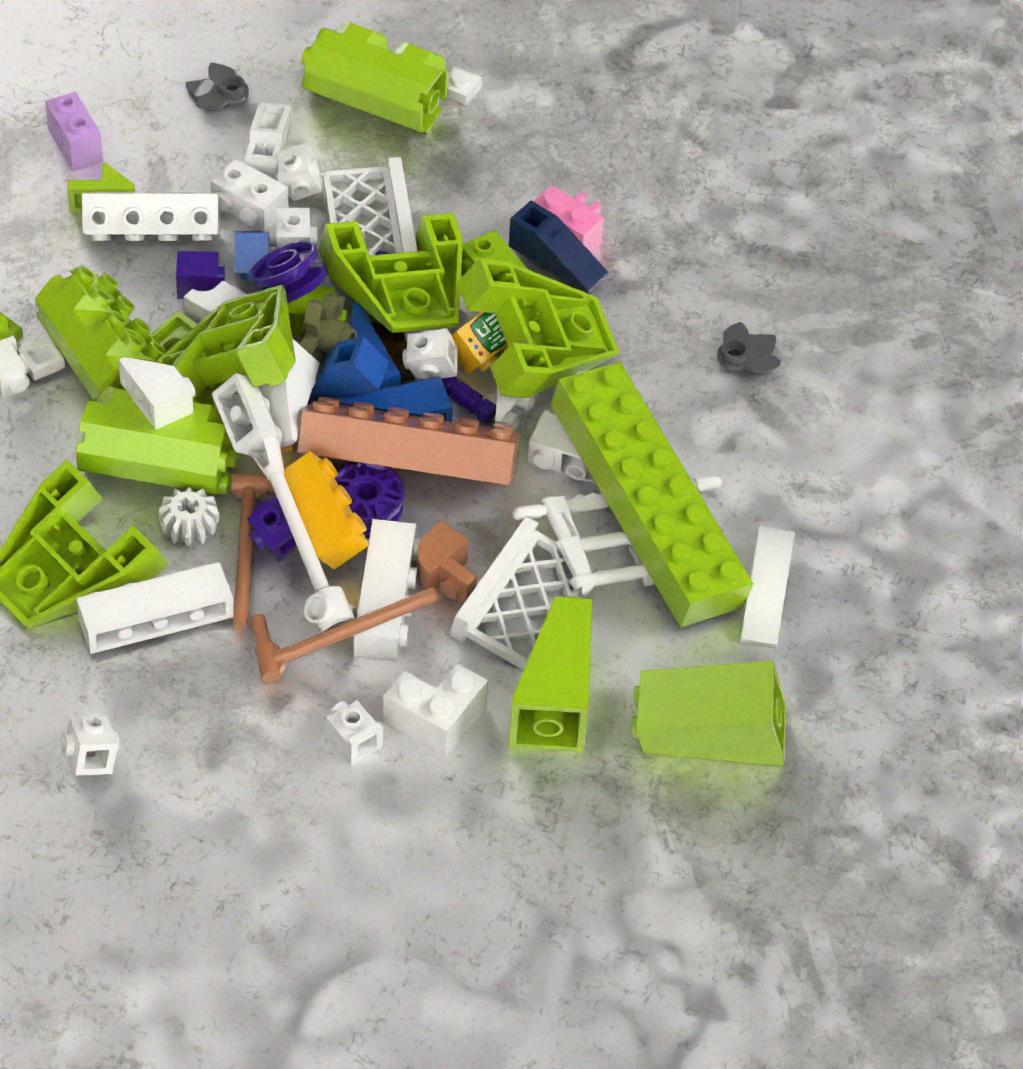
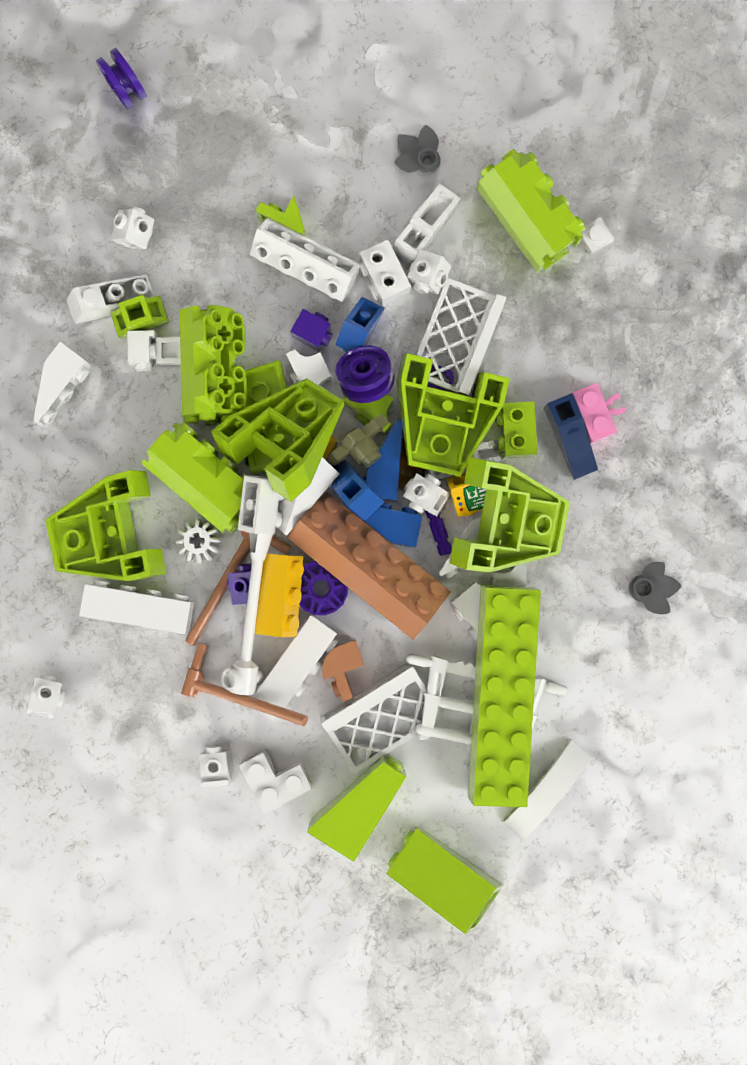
camera: 30 degrees right, 35 degrees up
(74, 131) = (292, 148): lavender brick -> none
(157, 390) = (207, 459): white slope -> none
(292, 226) = (396, 321): white brick -> none

